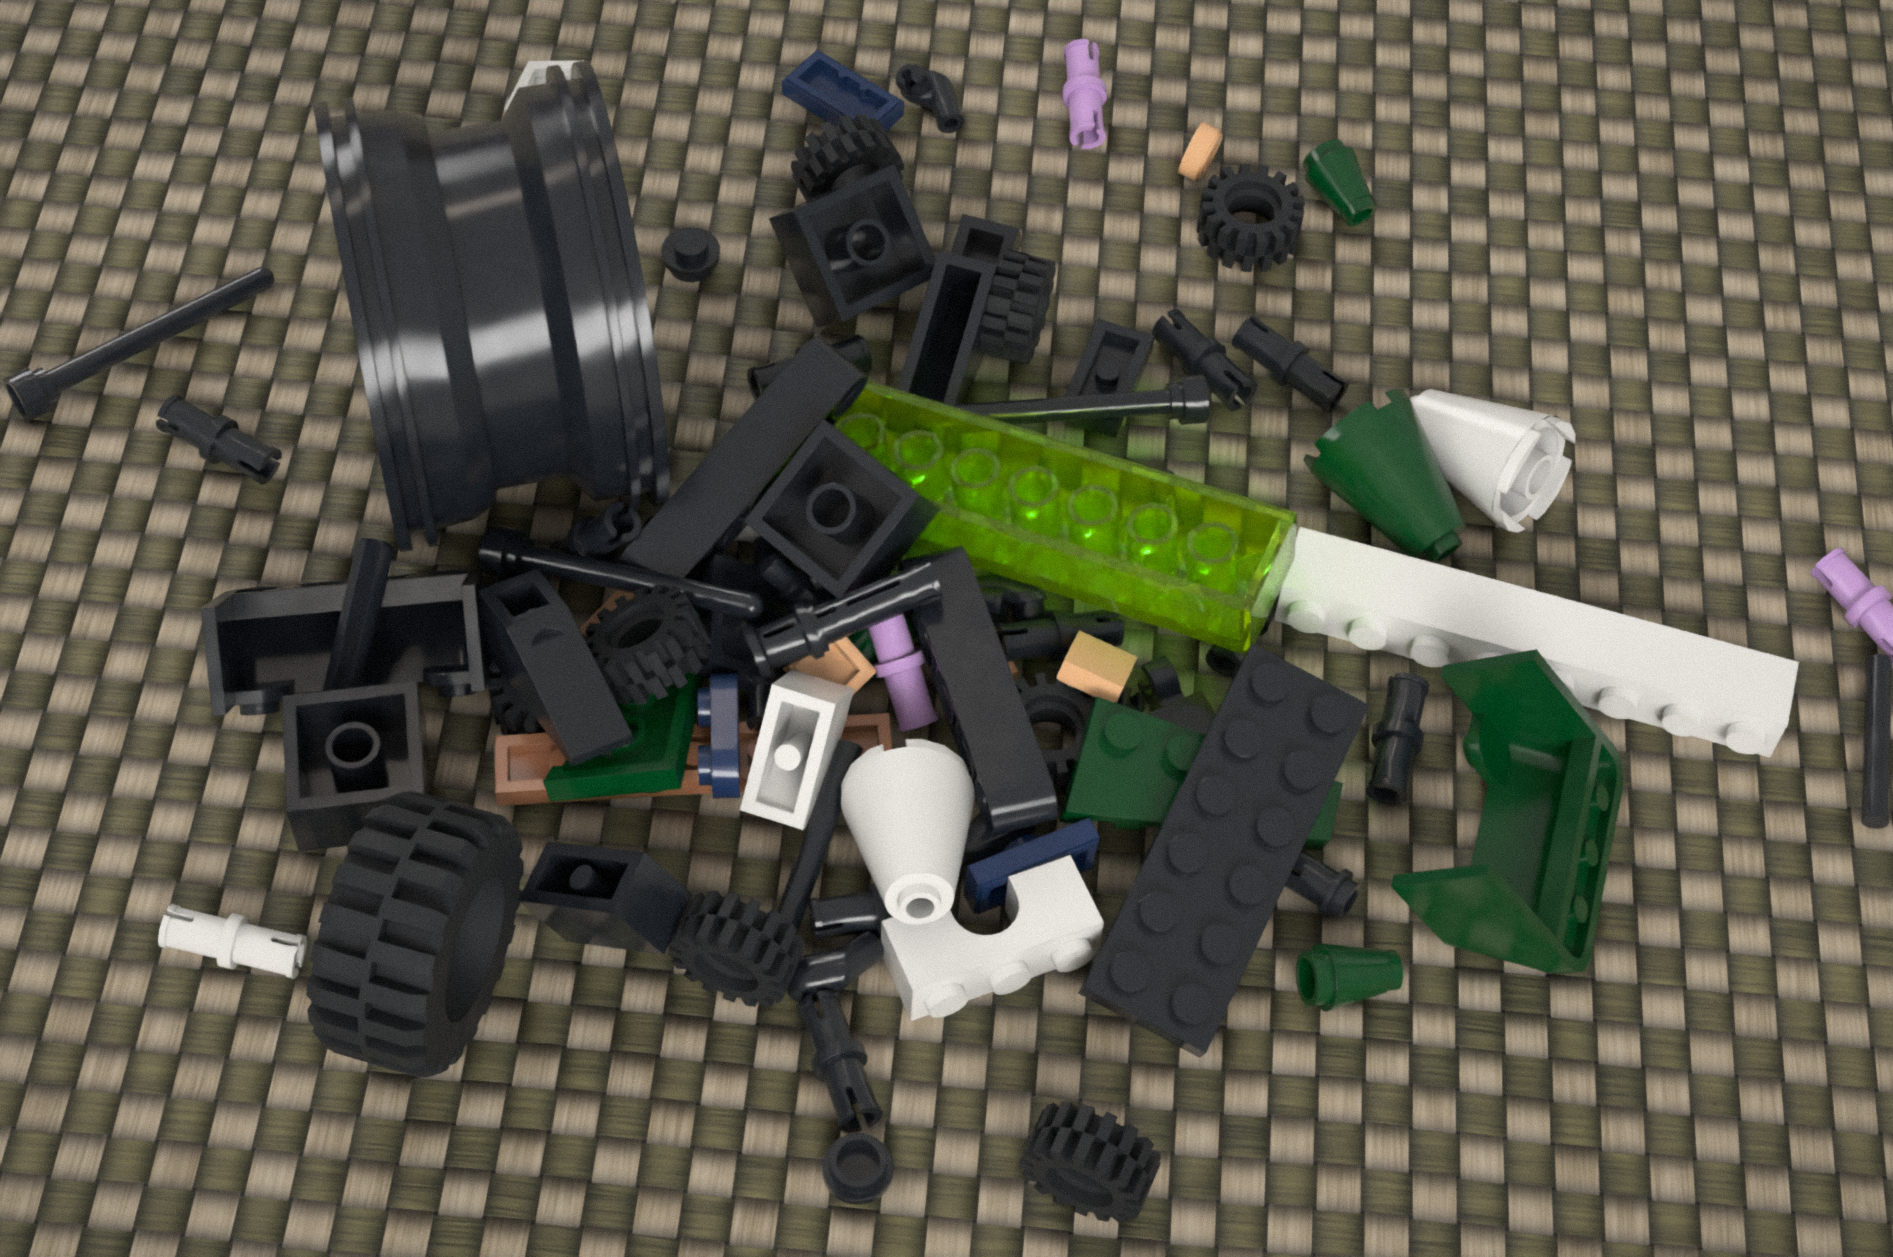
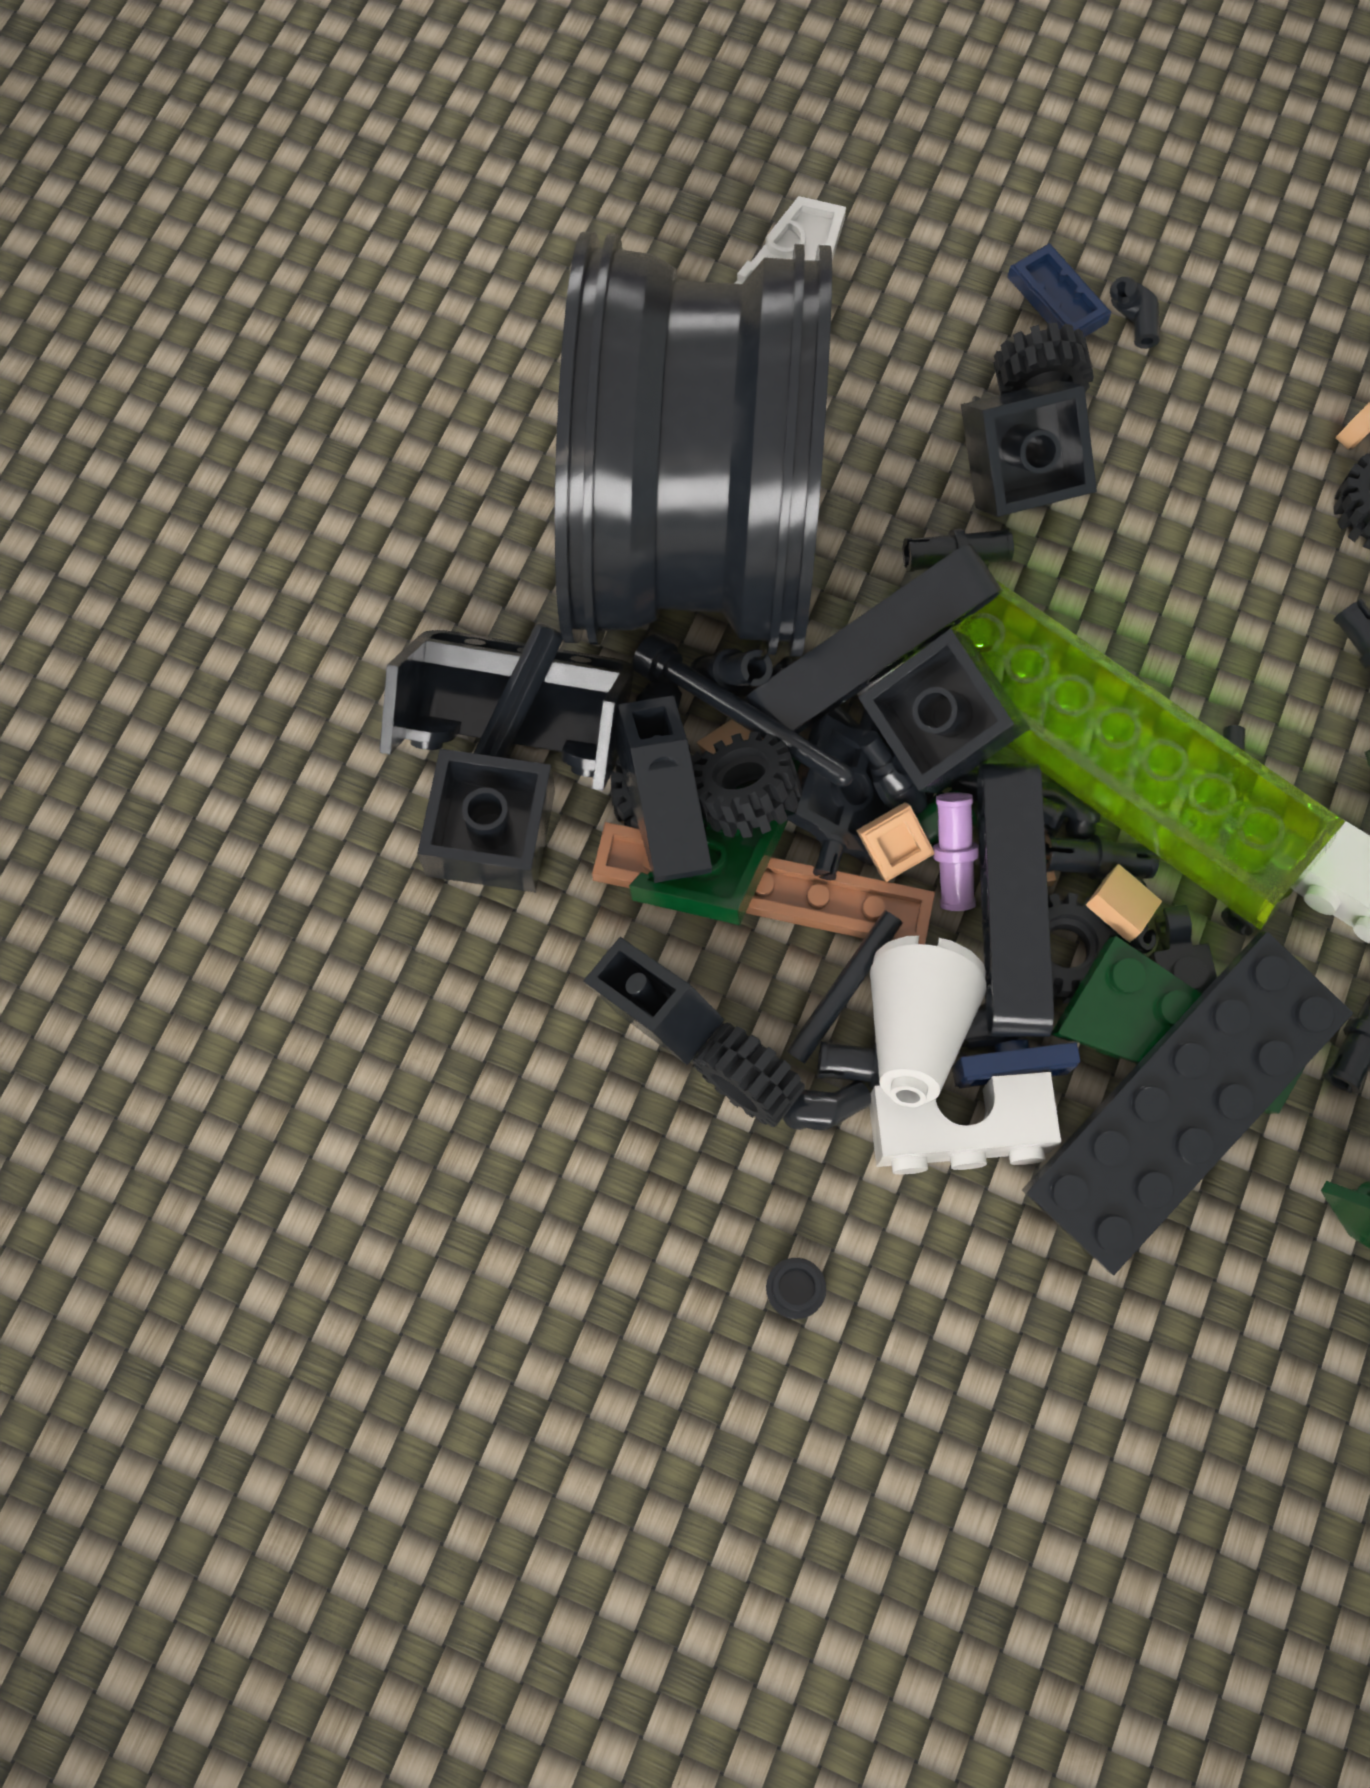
camera: 20 degrees right, 15 degrees up
(37, 389) = (324, 406): black piece -> none
(218, 439) = (454, 489): black pin -> none
(232, 941) = (354, 942): white pin -> none
(415, 933) = (487, 999): black tyre -> none
(691, 254) = (887, 413): black plate -> none
(721, 760) = (781, 903): dark blue plate -> none
(795, 747) = (847, 908): white slope -> none
(814, 628) = (889, 811): black pin -> none
(839, 1061) = (806, 1191): black pin -> none
(948, 329) = (1100, 534): black slope -> none
(1017, 306) = (1154, 539): black tyre -> none
(1084, 94) = (1274, 341): lavender pin -> none
(1090, 1162) = (987, 1352): black tyre -> none
(1110, 364) = (1212, 624): black plate -> none
(1181, 400) = (1274, 667): black piece -> none
(1206, 358) = (1304, 628): black pin -> none
(1324, 886) = (1262, 1154): black pin -> none
(1343, 975) = (1255, 1241): dark green cone -> none

